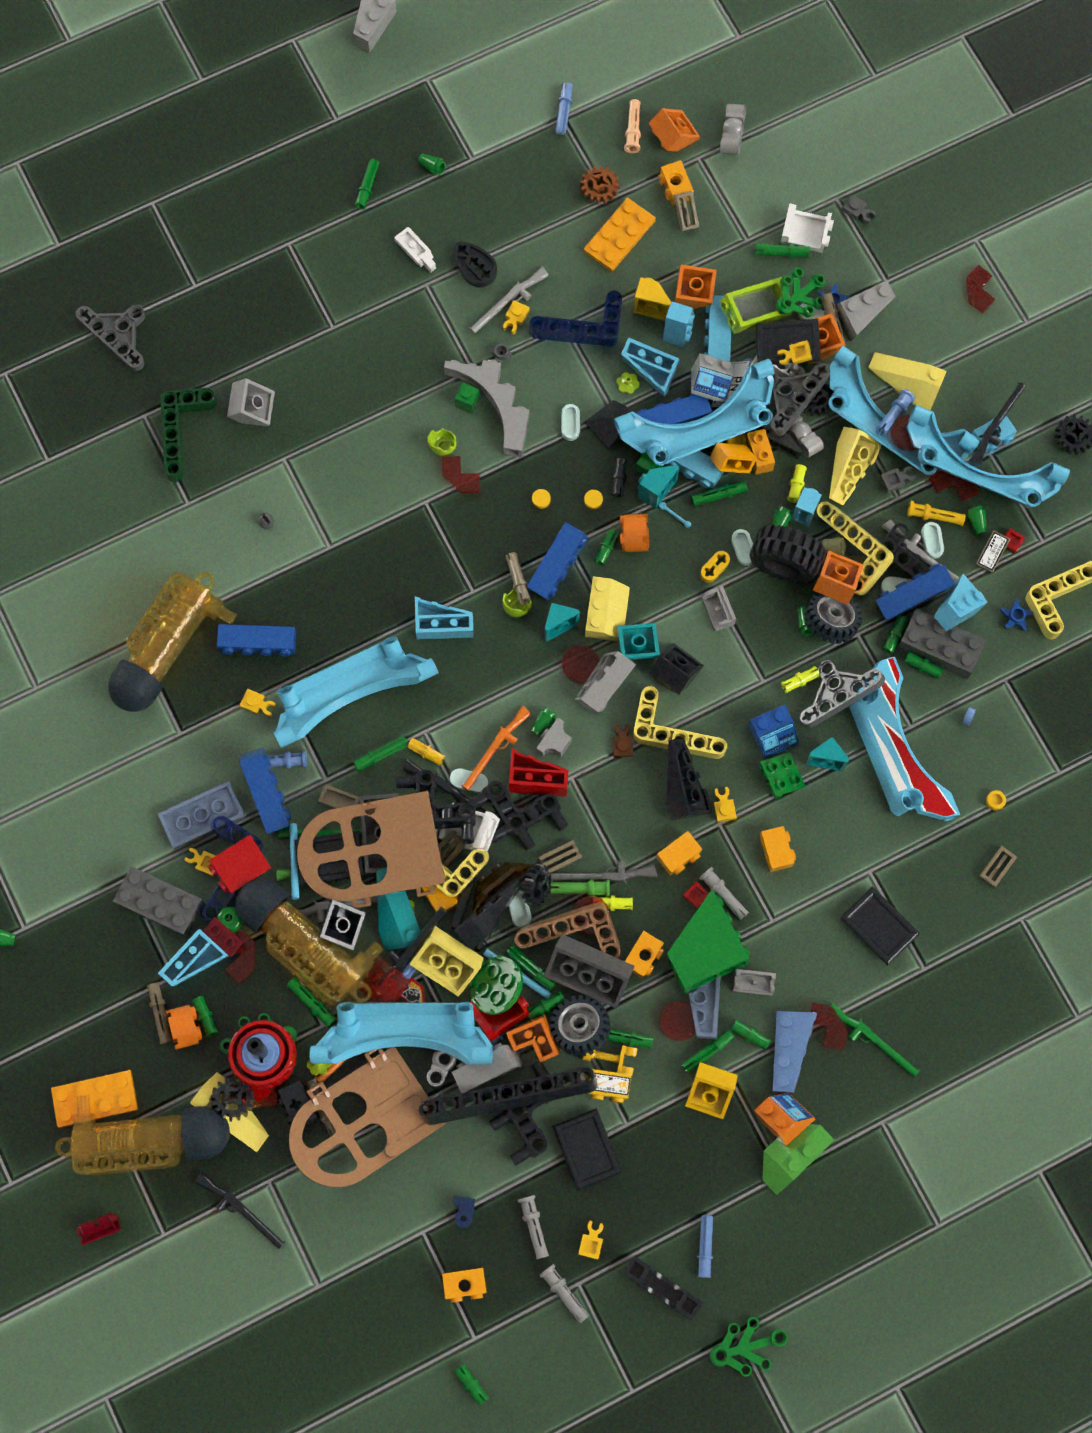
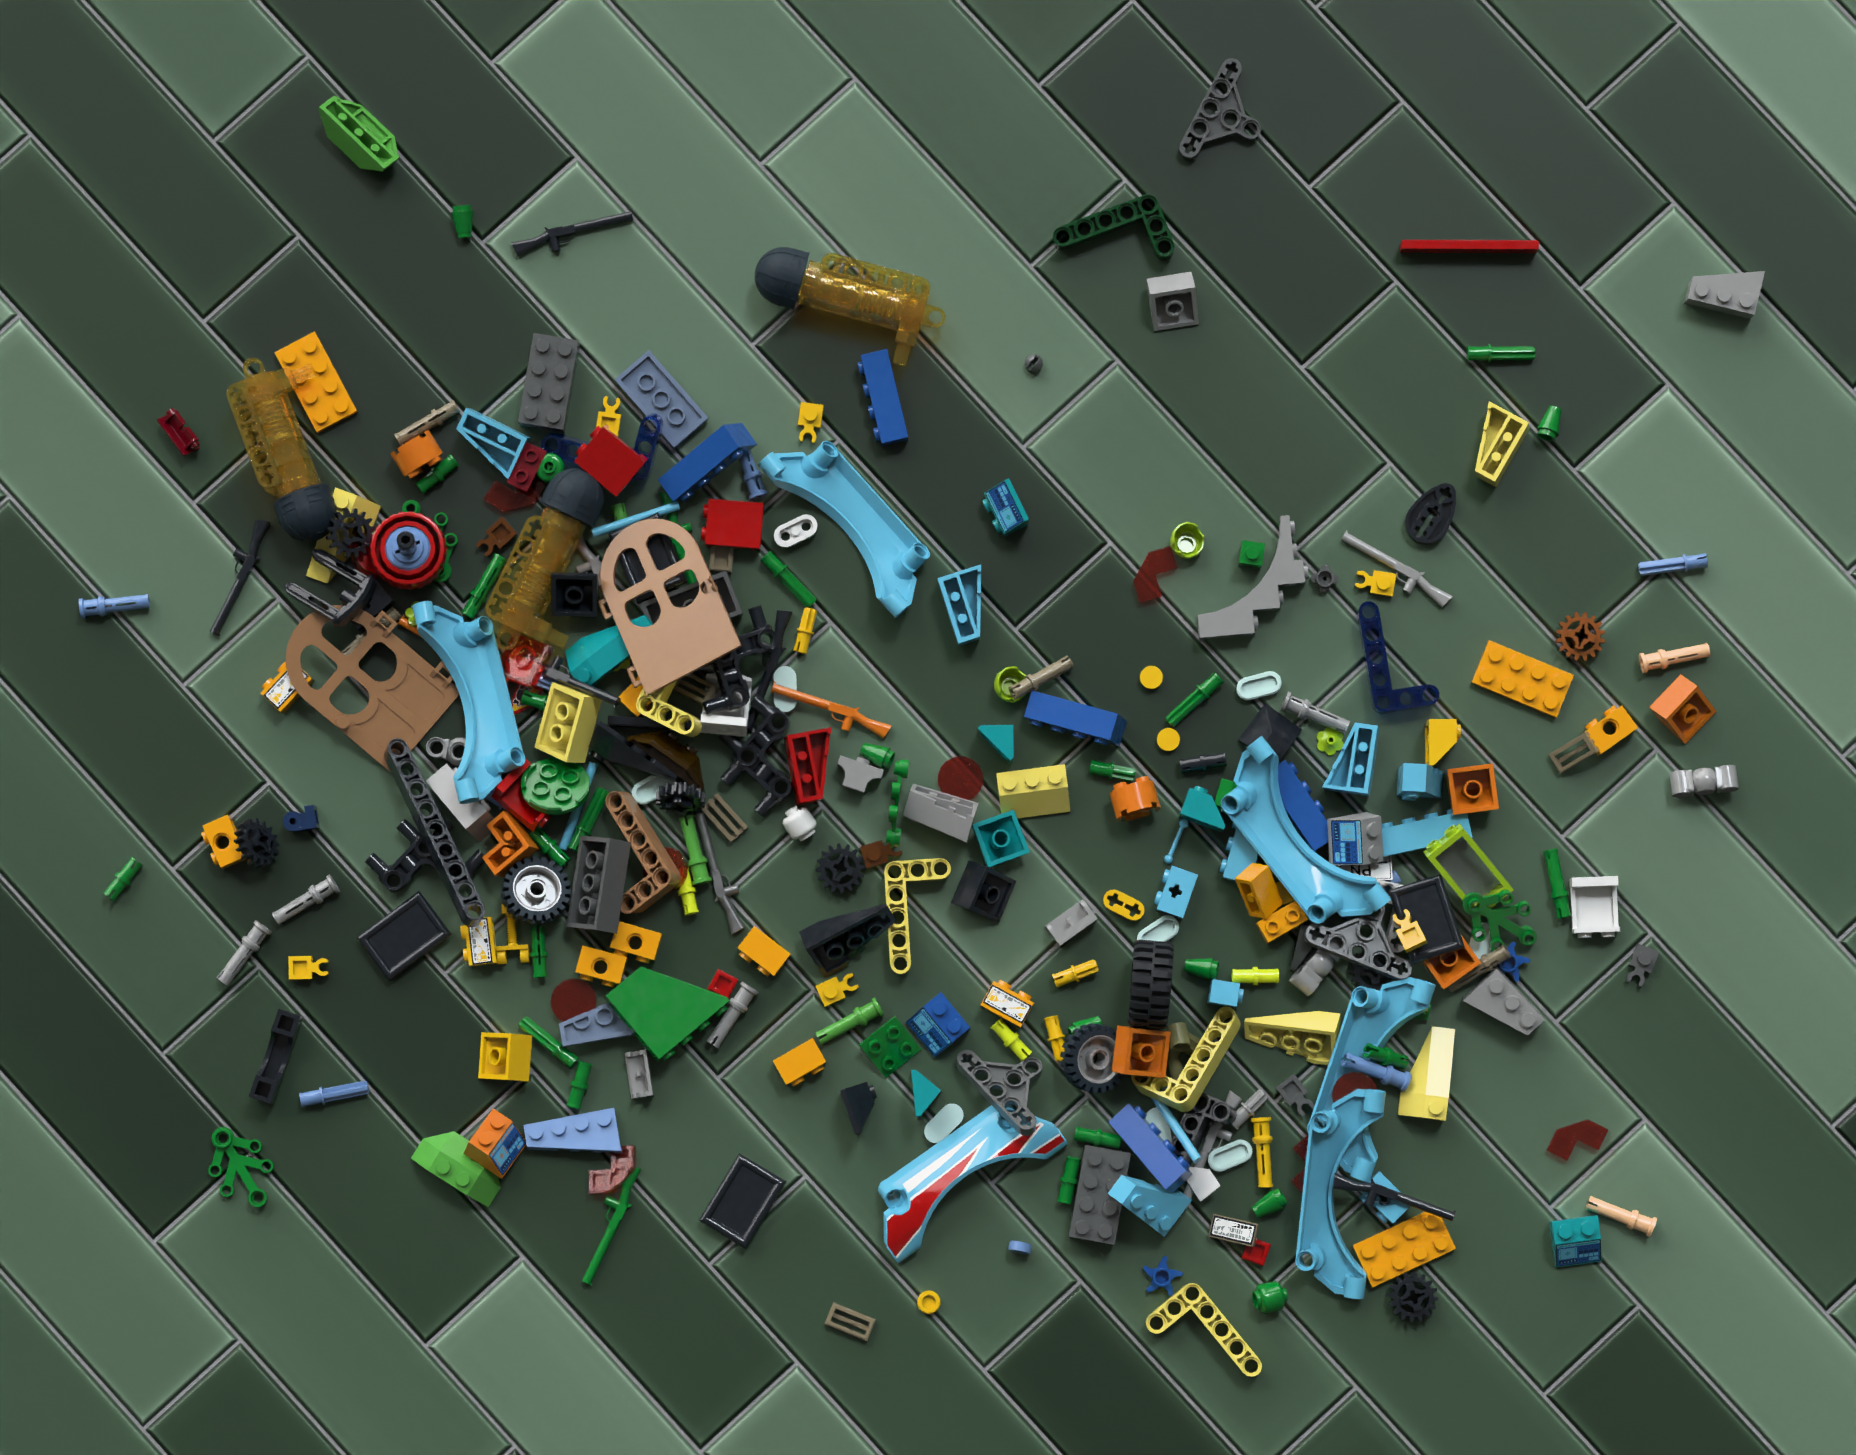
camera: 80 degrees right, 10 degrees up
(36, 866) = (554, 233): none -> black piece
(235, 1301) = (142, 601): none -> medium blue pin
(272, 977) = (499, 534): none -> reddish brown plate
(278, 183) = (1469, 246): none -> red tile
(292, 1112) = (354, 602): none -> black piece
(322, 784) = (733, 524): none -> red panel
(343, 738) = (795, 530): none -> white plate
(348, 1198) = (280, 689): none -> brick
(374, 567) = (1006, 508): none -> slope
(415, 249) = (1430, 436): white hinge -> none
(419, 985) = (534, 700): none -> green axle
(436, 200) = (1499, 443): none -> light yellow wedge
(473, 1255) = (256, 843): none -> black gear
(563, 463) = (1194, 699): none -> green axle
(582, 711) = (894, 835): none -> green plant
(582, 797) = (799, 823): none -> white head
(599, 392) = (1305, 710): none -> light grey pin
(621, 770) = (845, 853): none -> black gear
(657, 977) = (615, 966): none -> light orange brick
(710, 515) = (1175, 906): none -> medium azure brick
(719, 493) = (1231, 908): green pin -> none
(751, 791) = (859, 1017): none -> bright green pin
(760, 616) = (1075, 973): none -> yellow axle
(771, 674) = (1007, 1003): none -> brick
(807, 644) = (1055, 1036): none -> yellow axle
(825, 811) = (859, 1104): none -> black slope
(854, 750) = (943, 1123): none -> light aqua tile
(884, 403) = (1385, 1056): none -> green pin
(899, 515) = (1249, 1107): none -> light grey axle
(906, 568) = (1178, 1131): none -> medium azure bar
(952, 562) = (1202, 1182): none -> white sticker
(1034, 432) = (1403, 1247): none -> light orange piece
(1050, 265) = (1632, 1219): none -> light nougat pin
(1052, 538) = (1269, 1297): none -> green head
(1057, 308) = (1576, 1240): none -> teal slope

